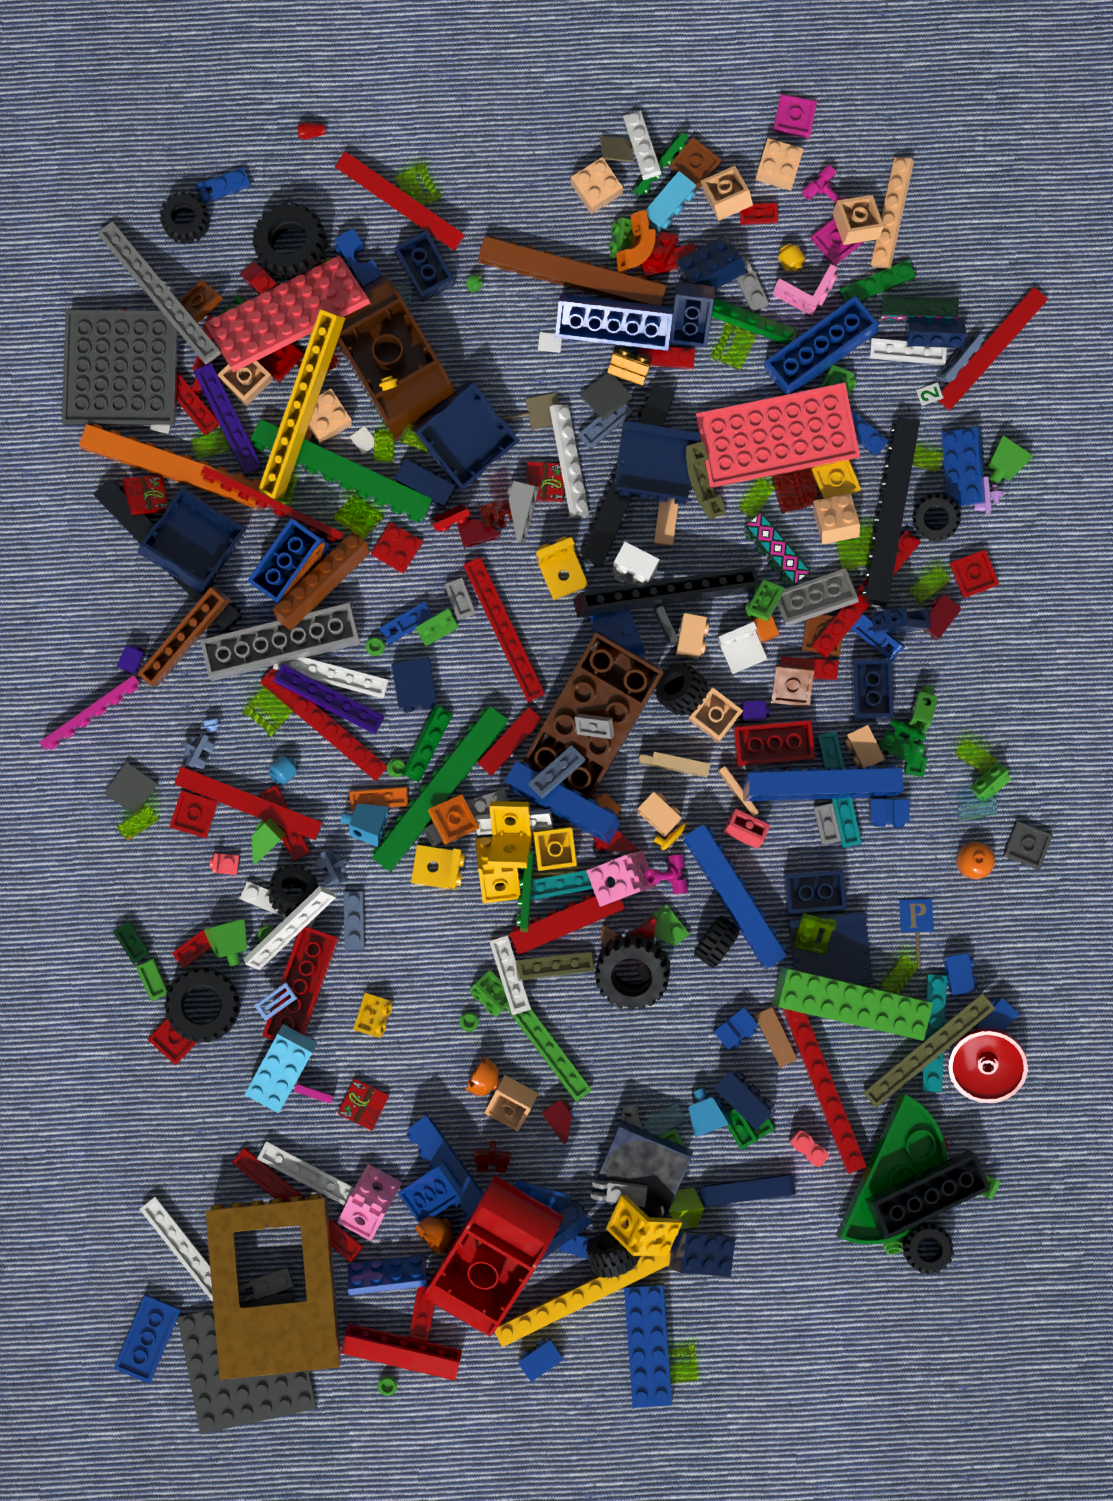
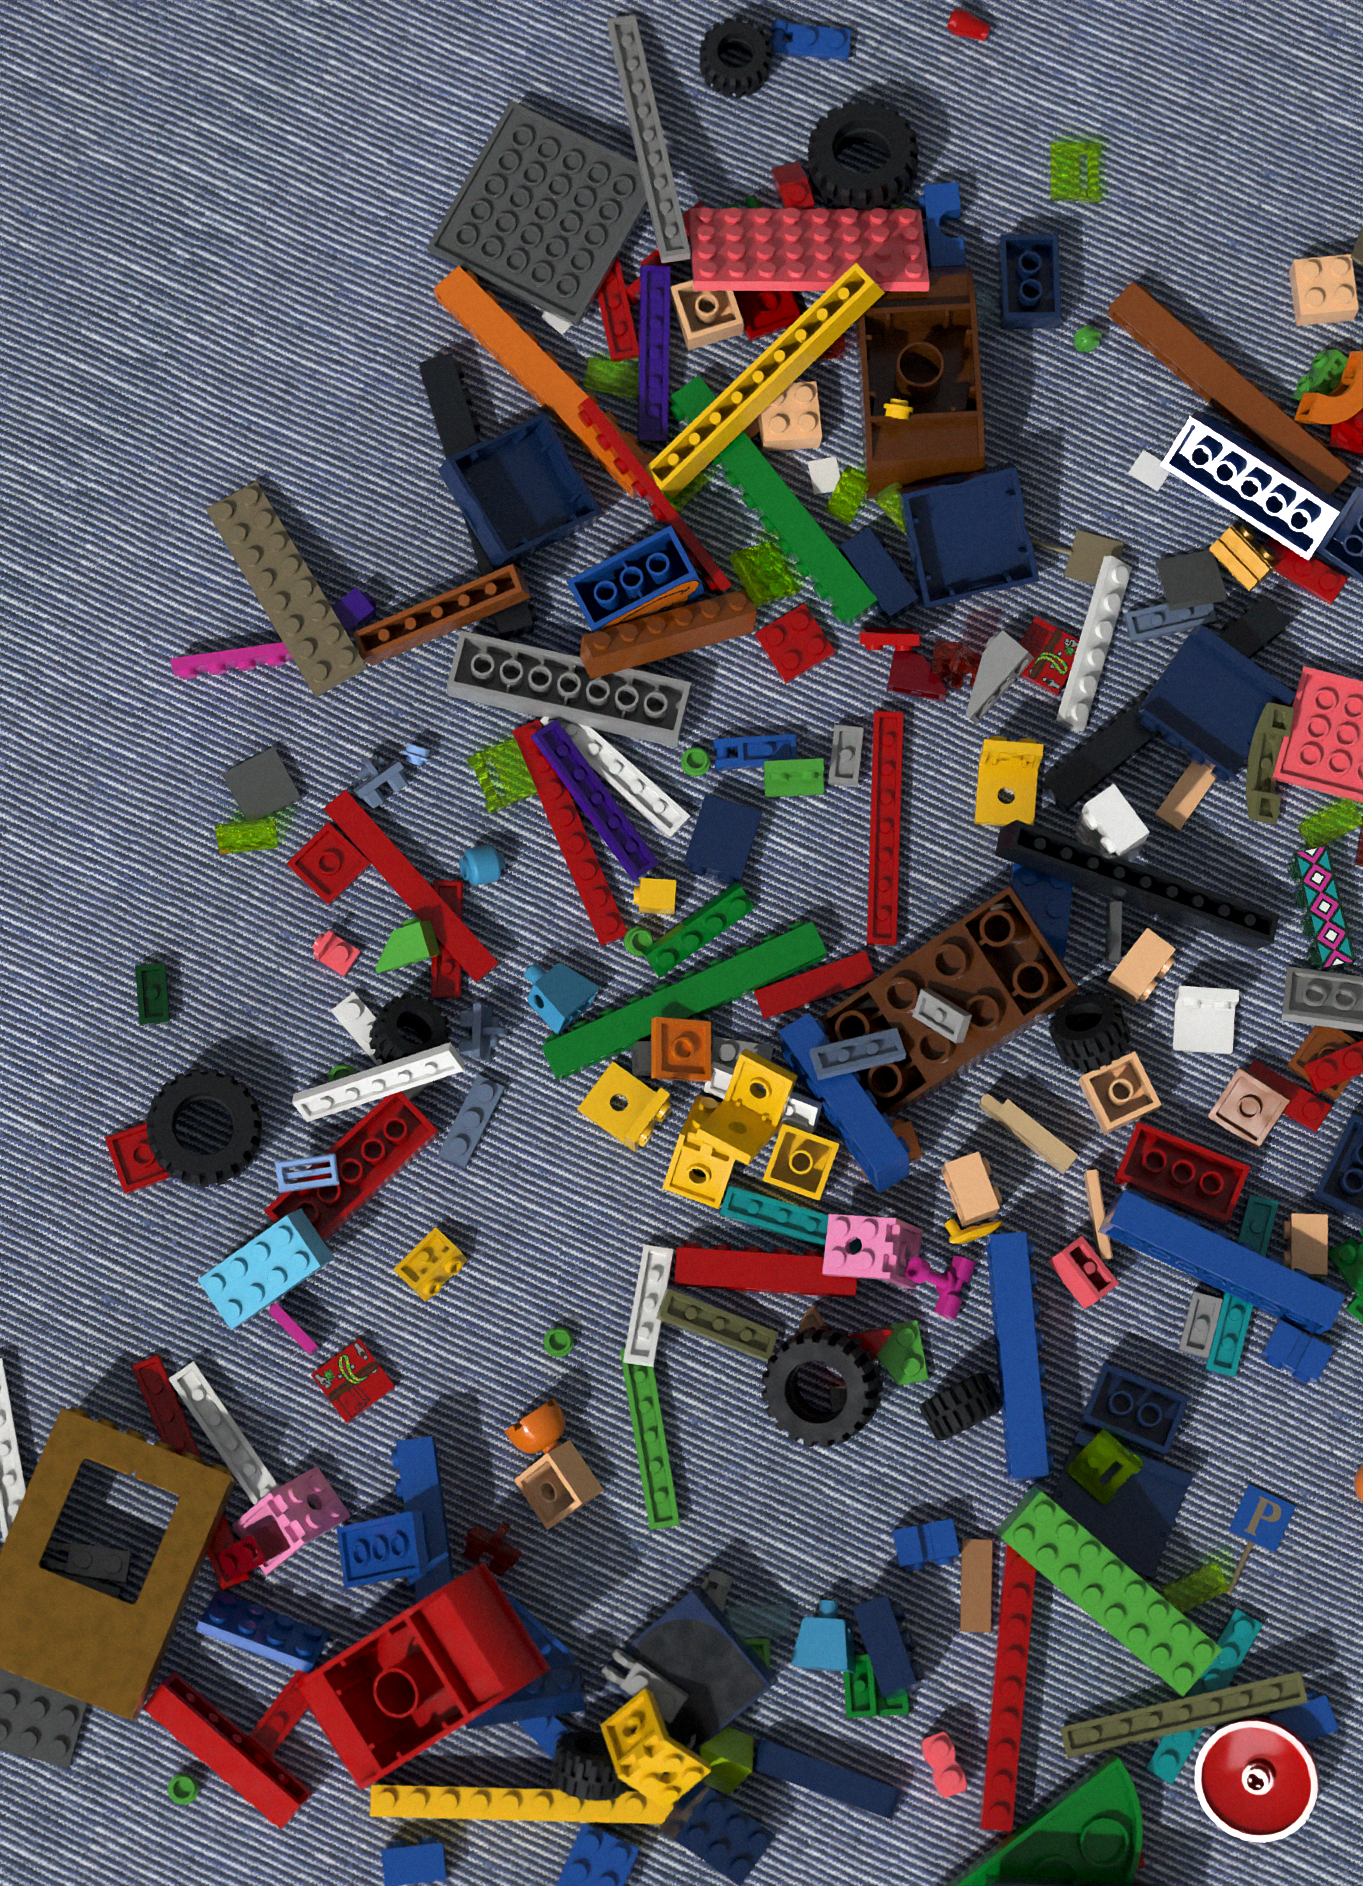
camera: 30 degrees right, 5 degrees down
(85, 666) = (286, 589): none -> dark tan plate
(145, 495) = (489, 399): red tile -> none
(152, 979) = (154, 1059): bright green tile -> none
(192, 949) = (232, 1046): red plate -> none
(200, 300) = (699, 177): dark orange plate -> none
(228, 940) = (285, 1058): bright green torso -> none
(357, 1232) = (253, 1551): none -> dark red brick
(381, 797) = (608, 976): orange tile -> none
(392, 736) = (656, 896): none -> yellow brick
(400, 201) = (1041, 178): red tile -> none
(436, 1233) = (360, 1608): orange cylinder -> none
(490, 993) = (608, 1317): bright green bracket -> none
(524, 900) = (722, 1211): green plate -> none
(559, 1118) = (614, 1541): dark red slope -> none
(618, 844) = (890, 1202): red slope -> none
(754, 711) = (1177, 1117): dark purple brick -> none
(764, 600) = (1269, 969): bright green bracket -> none
(765, 629) = (1252, 1008): orange brick -> none
(959, 974) = (1282, 1631): blue brick -> none

